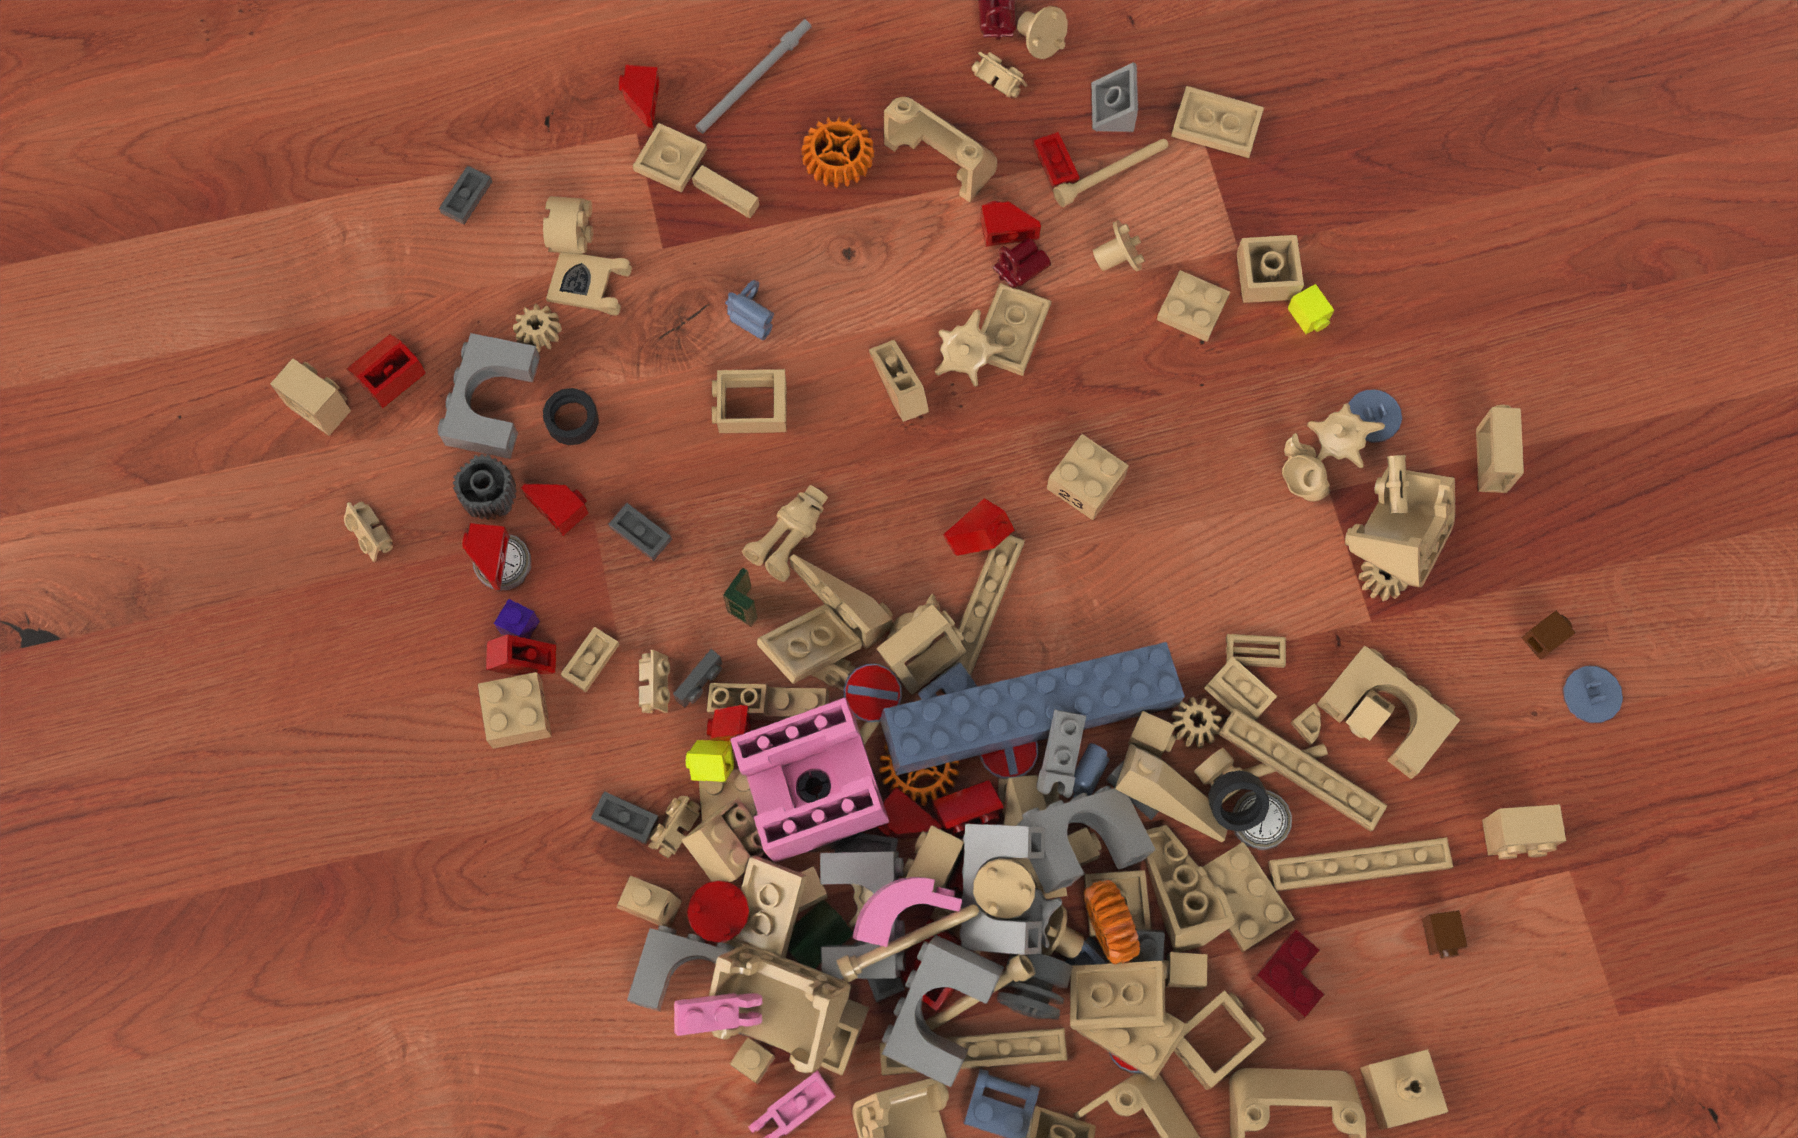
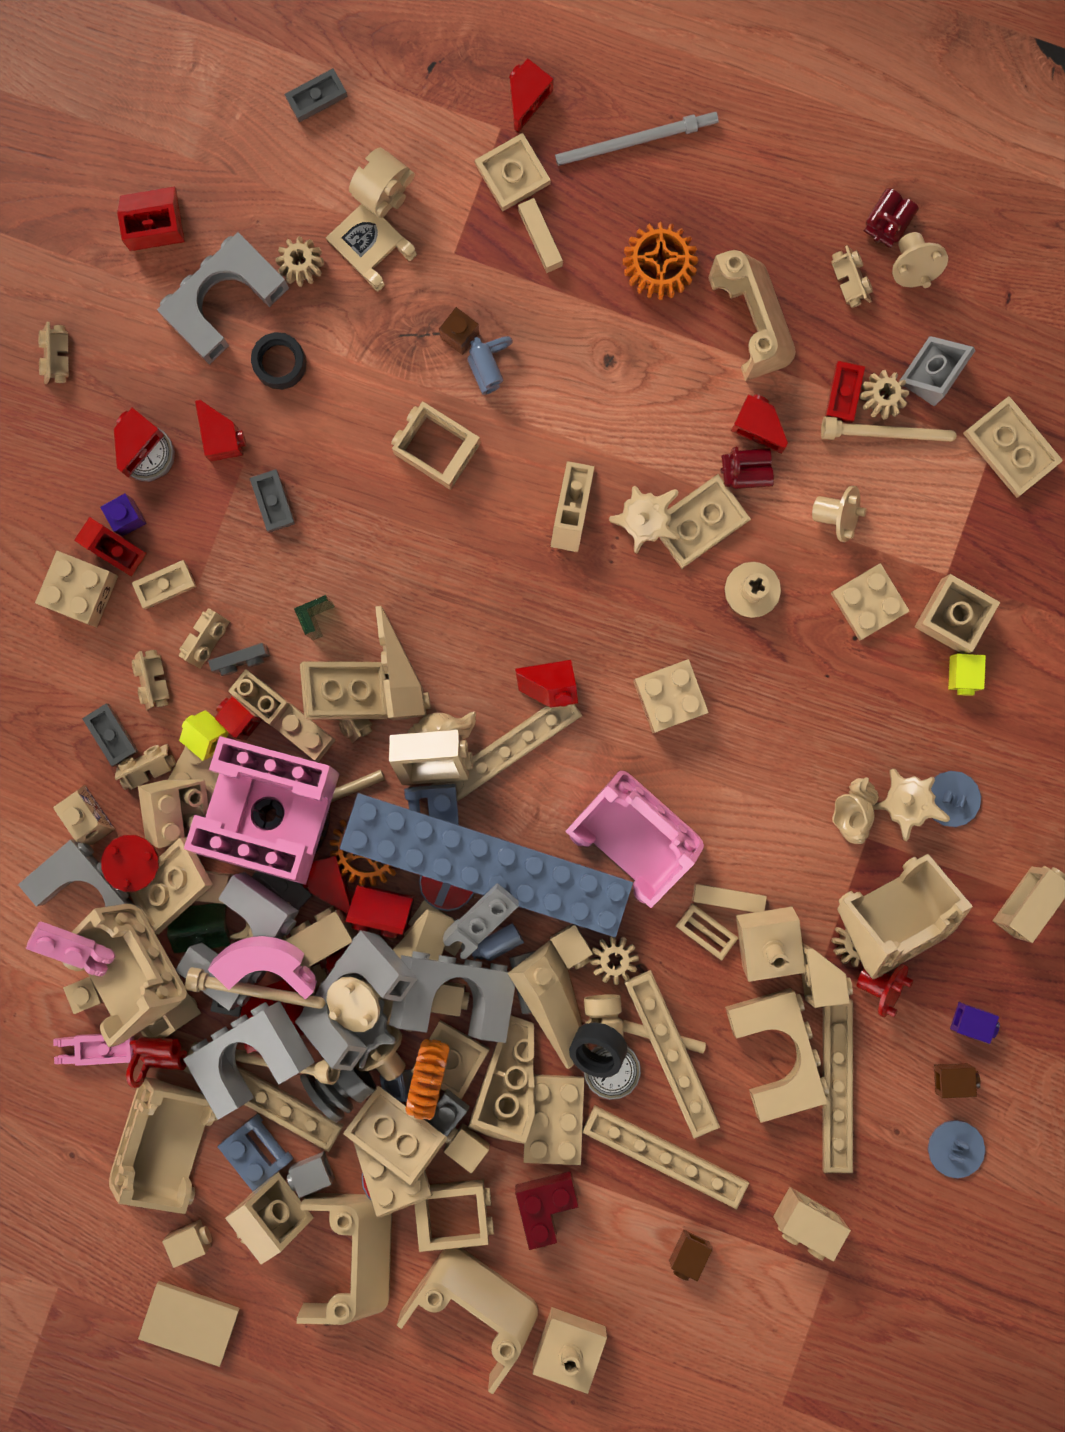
camera: 35 degrees right, 15 degrees up
(311, 396) = (72, 204): tan brick -> none
(483, 501) = (168, 365): dark grey brick -> none
(619, 740) = (150, 690): none -> tan hinge
(709, 300) = (459, 330): none -> reddish brown brick
(799, 518) = (409, 576): tan piece -> none
(854, 1072) = (154, 1053): none -> red piece
(872, 690) = (368, 764): red piece -> none
(1065, 1090) = (310, 1175): none -> light grey brick
(1088, 143) = (890, 386): none -> tan gear
(1092, 353) = (752, 589): none -> tan piece
(1142, 608) = (638, 836): none -> bright pink windscreen
(1240, 689) = (668, 957): tan plate -> none
(1254, 610) = (729, 898): none -> tan piece
(1308, 724) = (706, 1019): tan tile -> none
(1316, 620) = (770, 944): none -> tan brick
(1369, 715) = (758, 1049): tan brick -> none
(1377, 617) = (823, 981): none -> tan slope
(1397, 484) = (923, 877): tan pin -> none
(1433, 595) = (886, 988): none -> red piece
(1447, 690) = (839, 1079): none -> tan tile
(1527, 577) = (975, 1023): none -> dark purple brick

